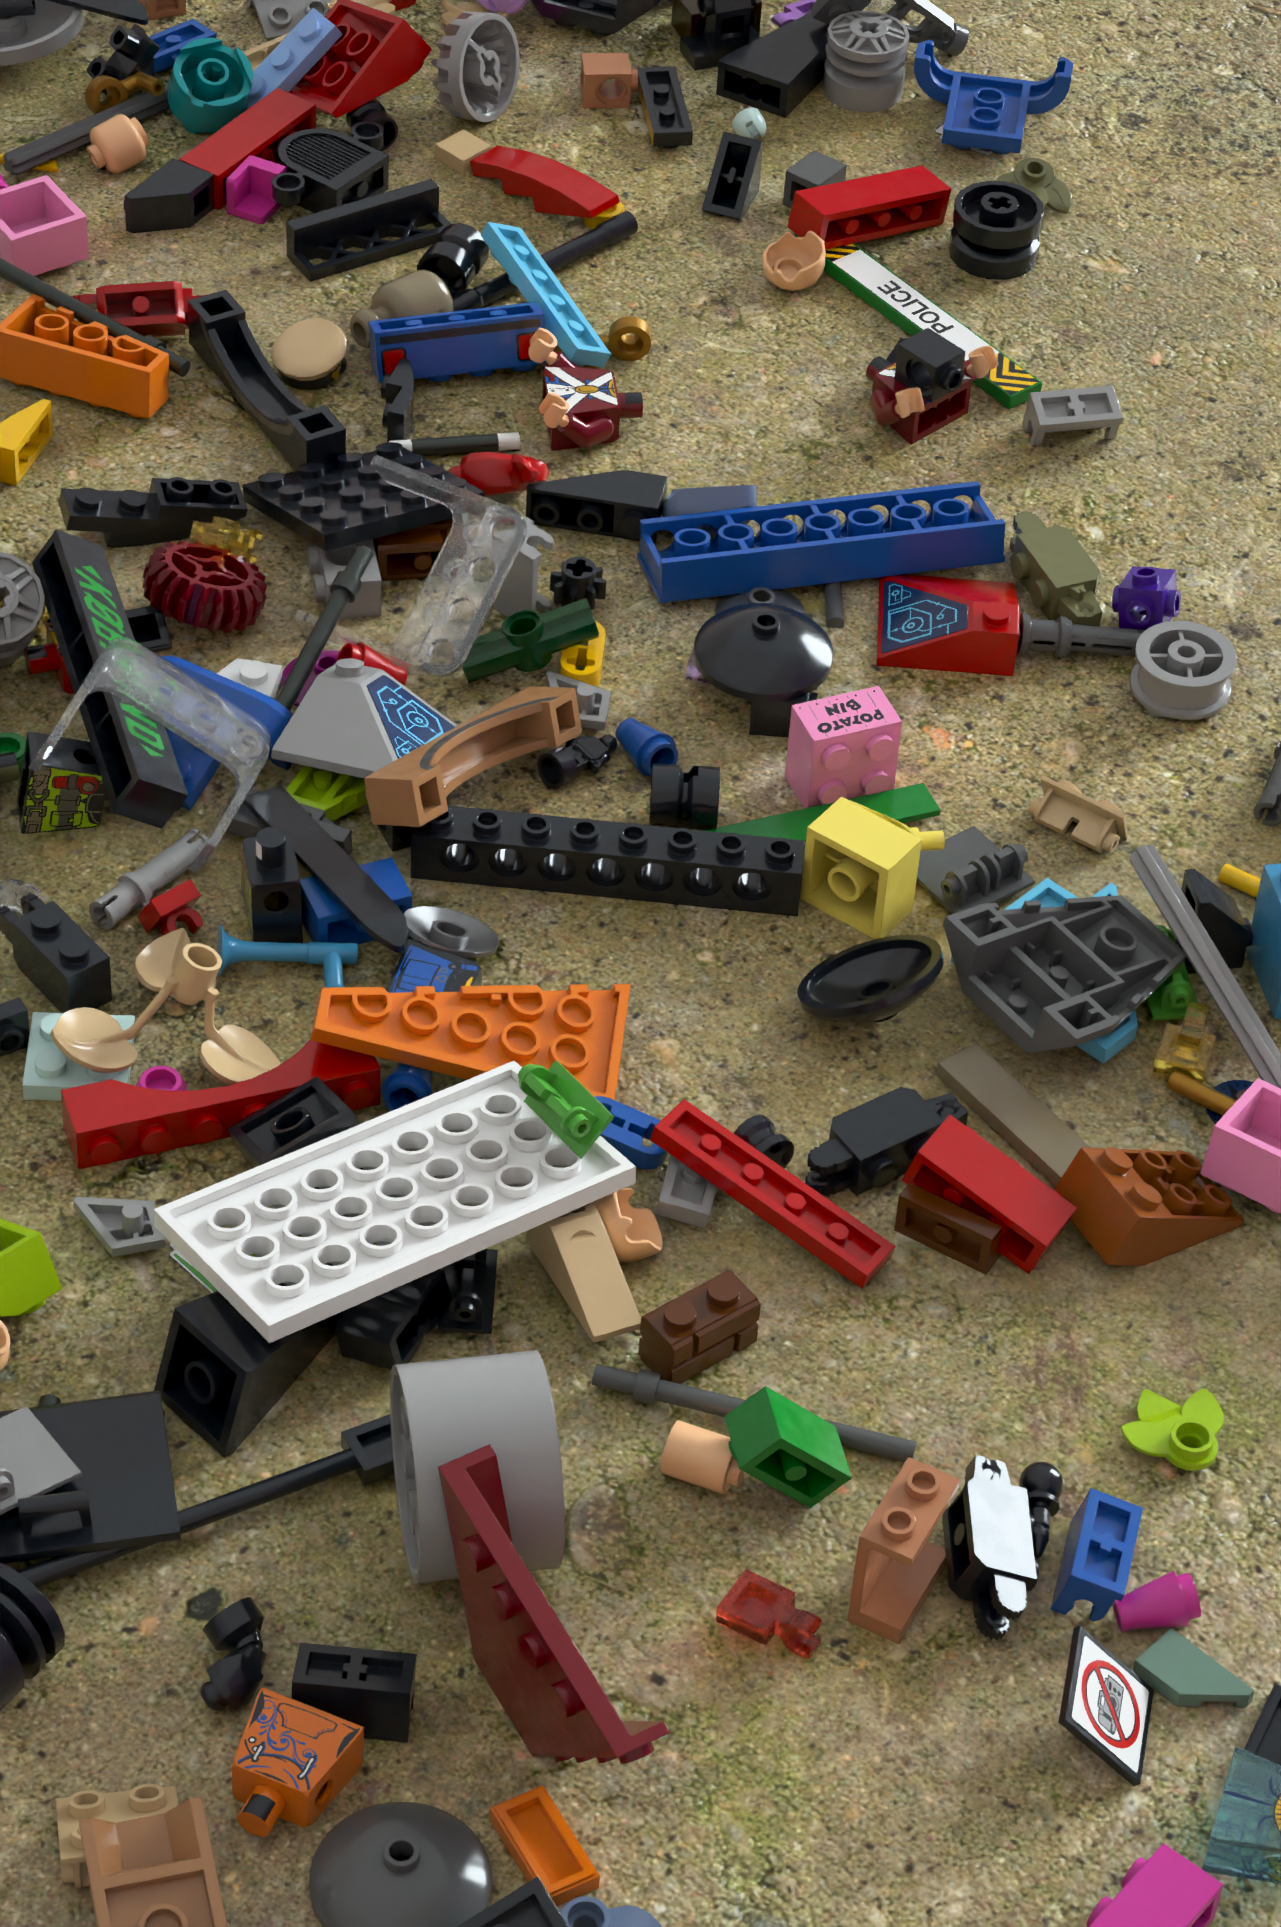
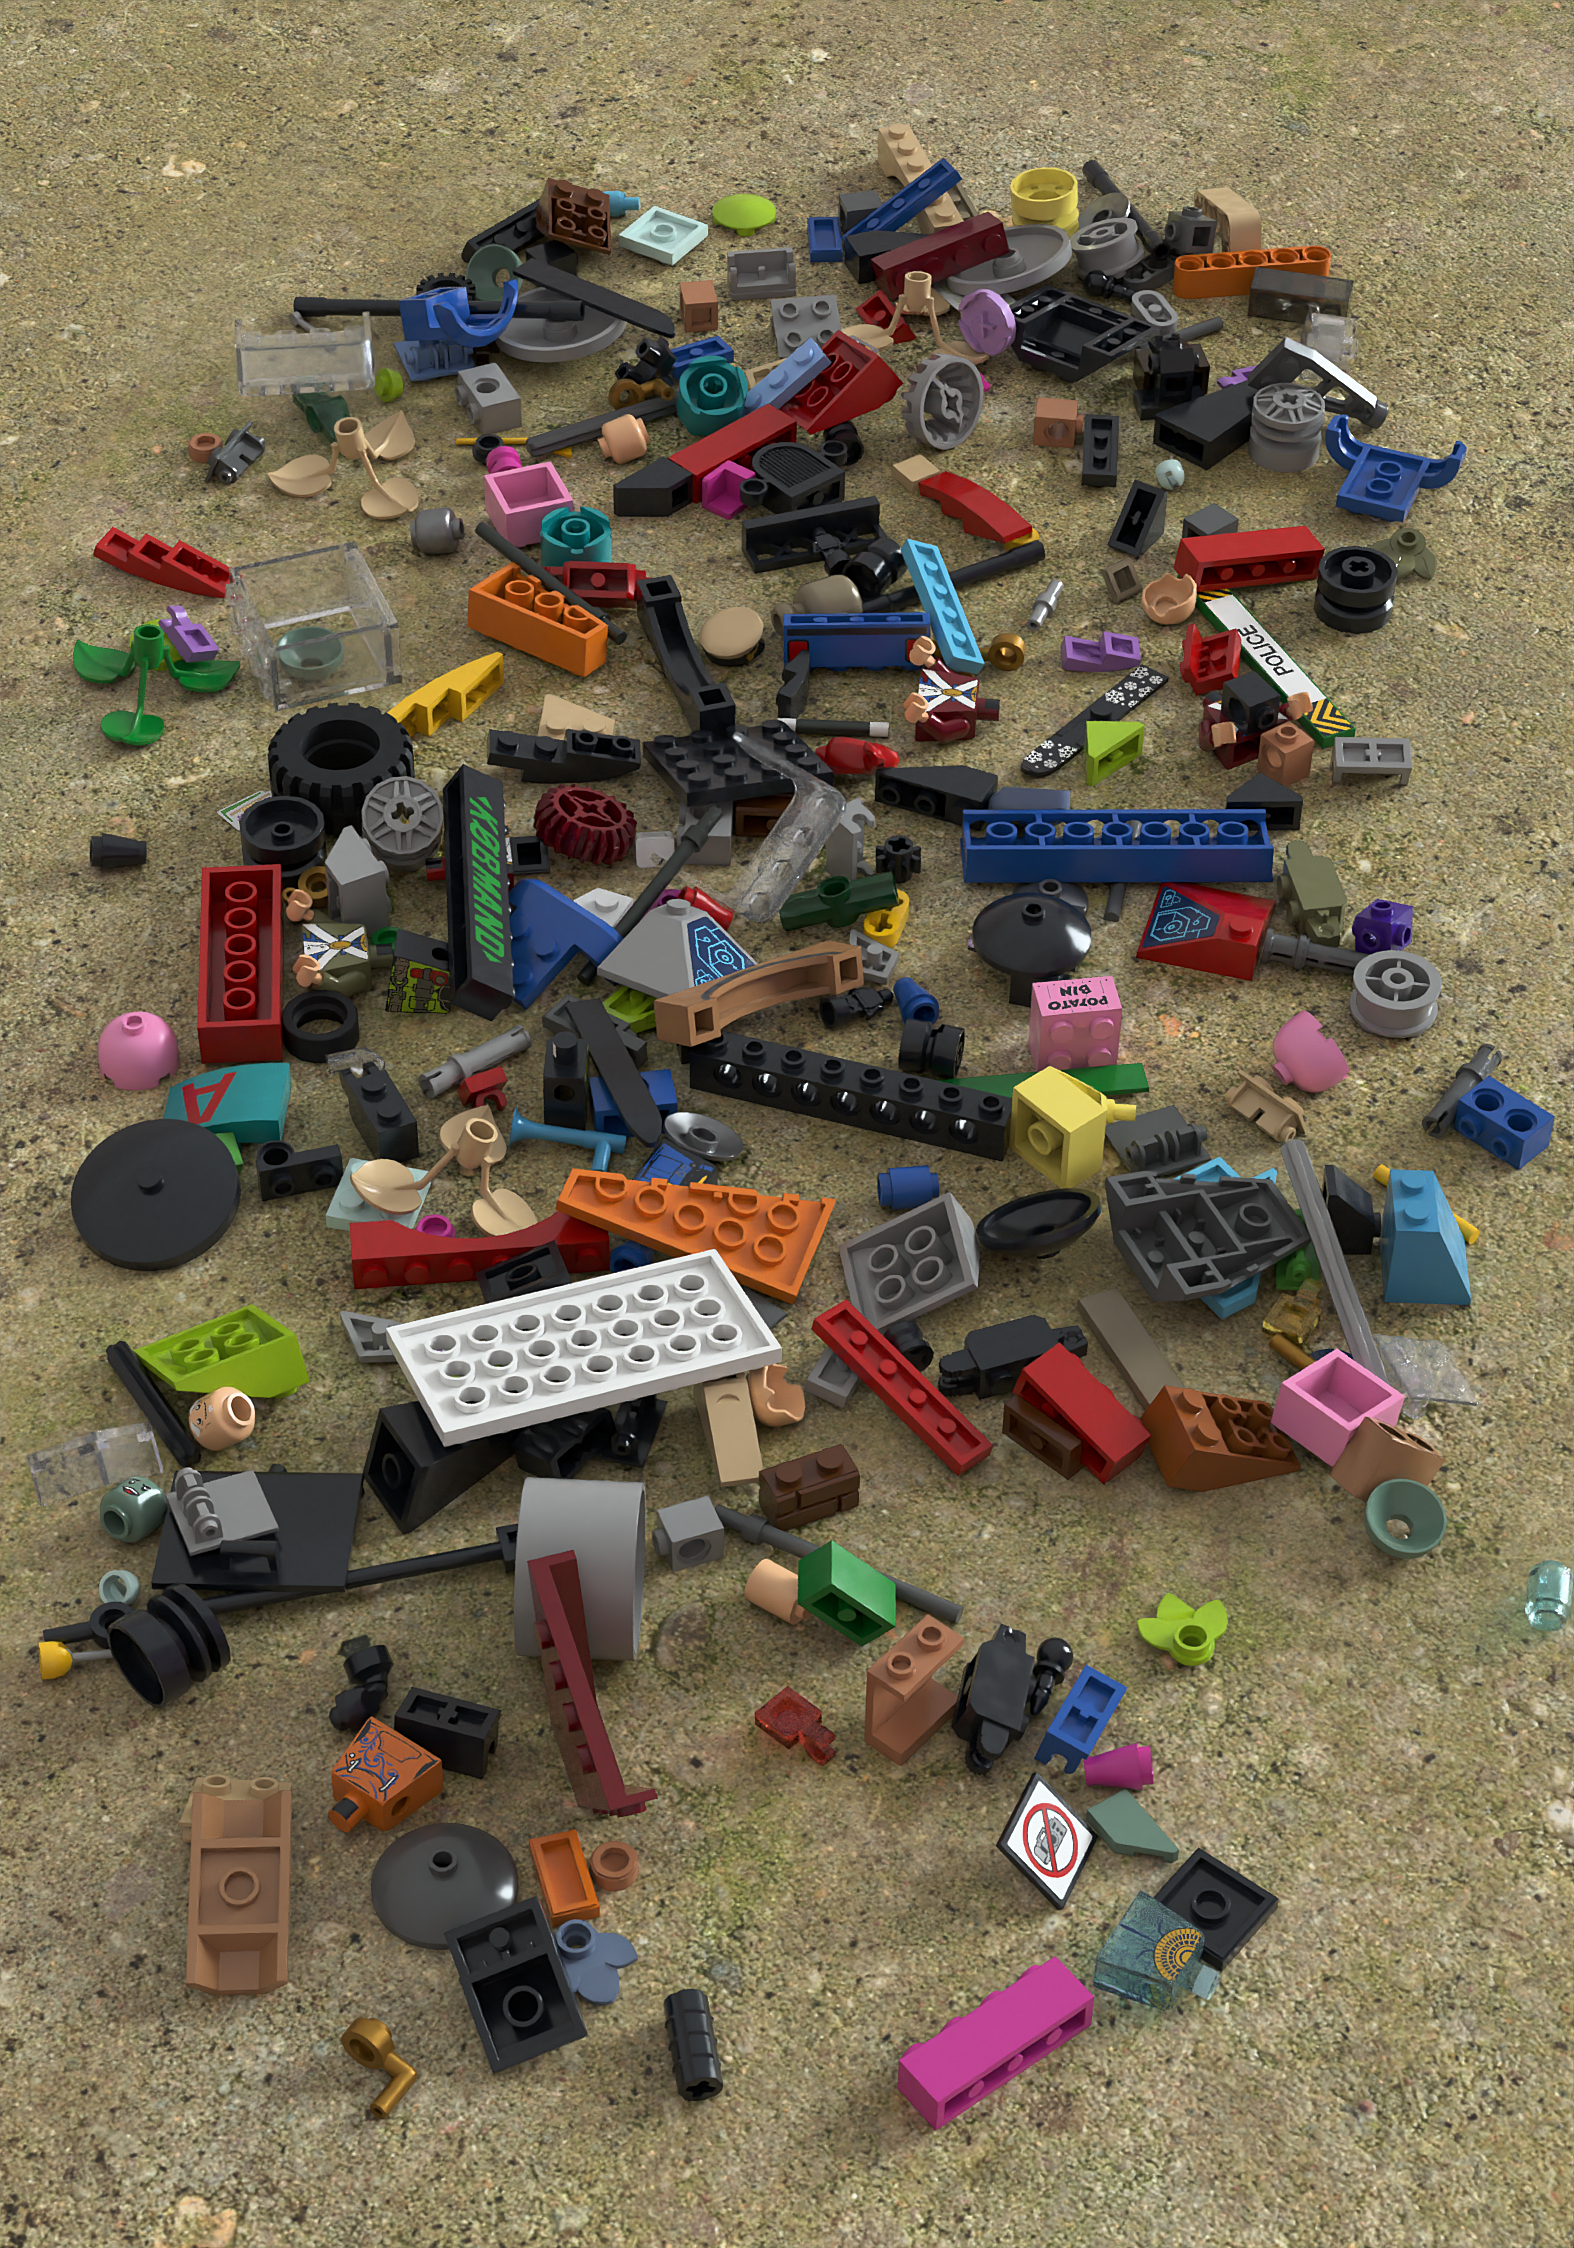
camera: 15 degrees right, 0 degrees up
(97, 258) = (575, 537): none -> teal brick
(136, 467) = (563, 715): none -> tan wing
(185, 709) = (522, 922): clear windscreen -> none
(227, 535) = (613, 783): clear yellow plate -> none
(284, 601) = (653, 842): none -> white slope
(395, 247) = (830, 551): none -> black piece
(564, 1105) = (736, 1289): bright green hinge -> none
(582, 1402) = (689, 1534): none -> light grey brick
(600, 1822) = (614, 1866): none -> nougat tile
(628, 1131) = (794, 1322): blue beam -> none
(654, 283) = (1044, 605): none -> light grey bar
(704, 960) = (907, 1187): none -> blue brick
(732, 246) = (1122, 580): none -> dark tan slope
(738, 1047) = (912, 1263): none -> light grey slope
(741, 330) = (1109, 654): none -> medium lavender slope
(746, 407) = (1110, 707): none -> black piece
(777, 432) = (1110, 747): none -> lime slope
(860, 324) = (1210, 659): none -> red bracket
(971, 464) = (1281, 804): none -> black slope
(976, 419) = (1285, 754): none -> nougat brick
(1110, 751) = (1307, 1056): none -> bright pink cylinder

